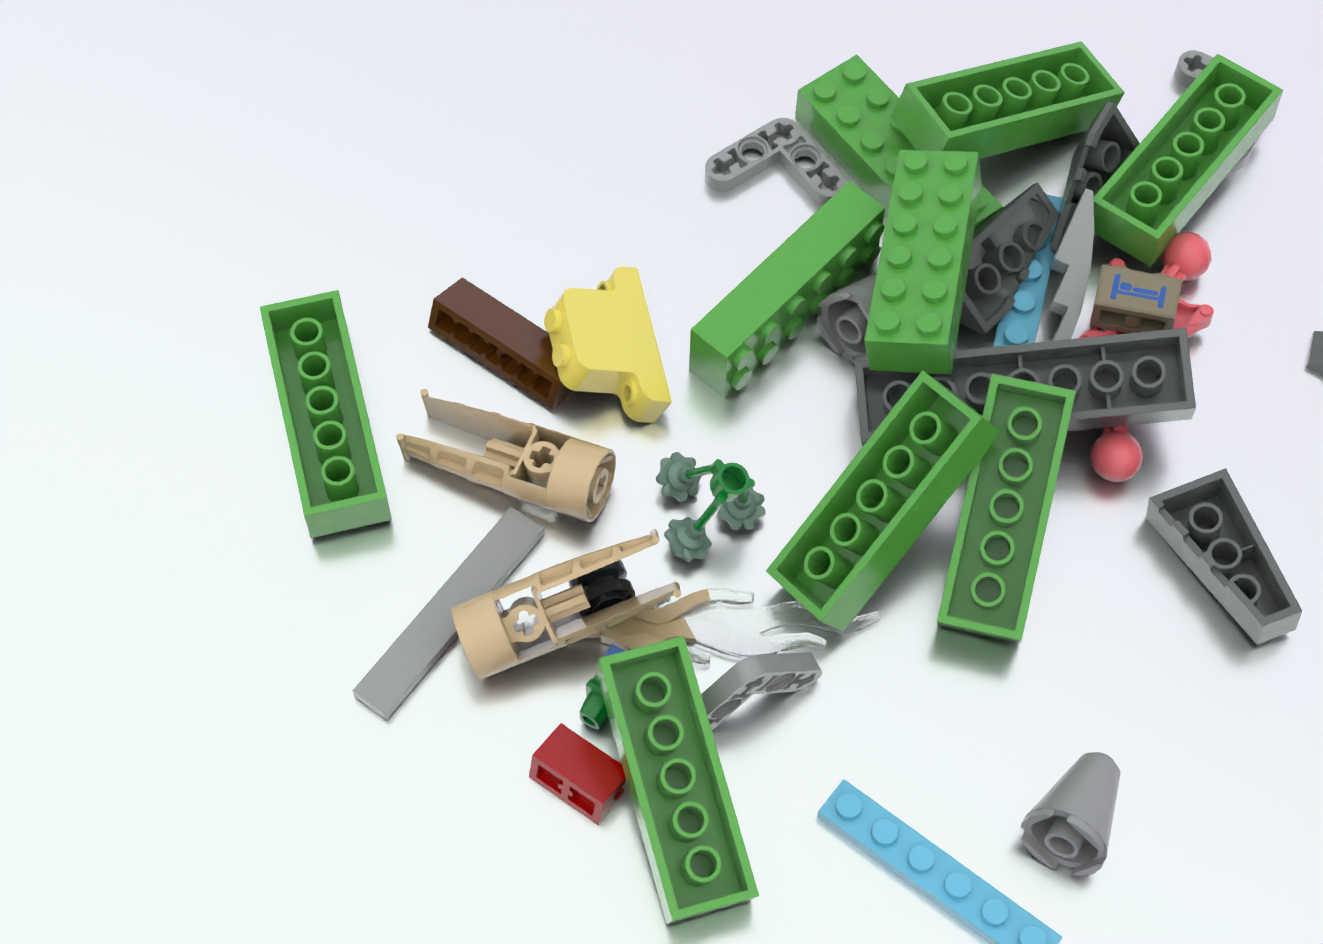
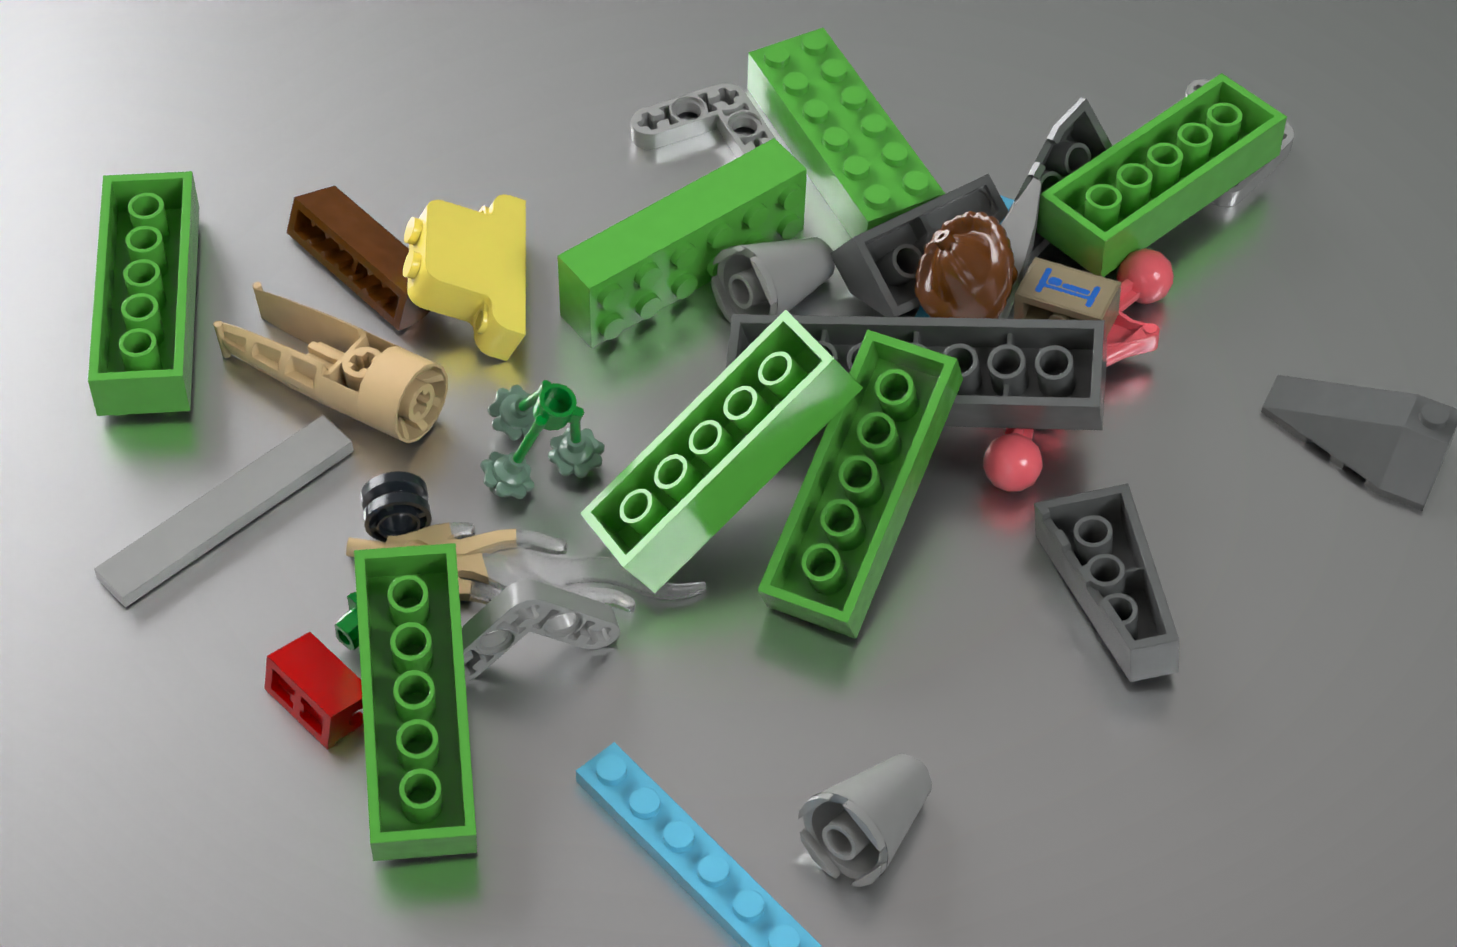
camera: 10 degrees right, 10 degrees down
(492, 633) = (258, 526): tan piece -> none
(924, 262) = (831, 221): bright green brick -> none
(1007, 102) = (966, 92): bright green brick -> none
(1044, 286) = (966, 269): none -> reddish brown piece

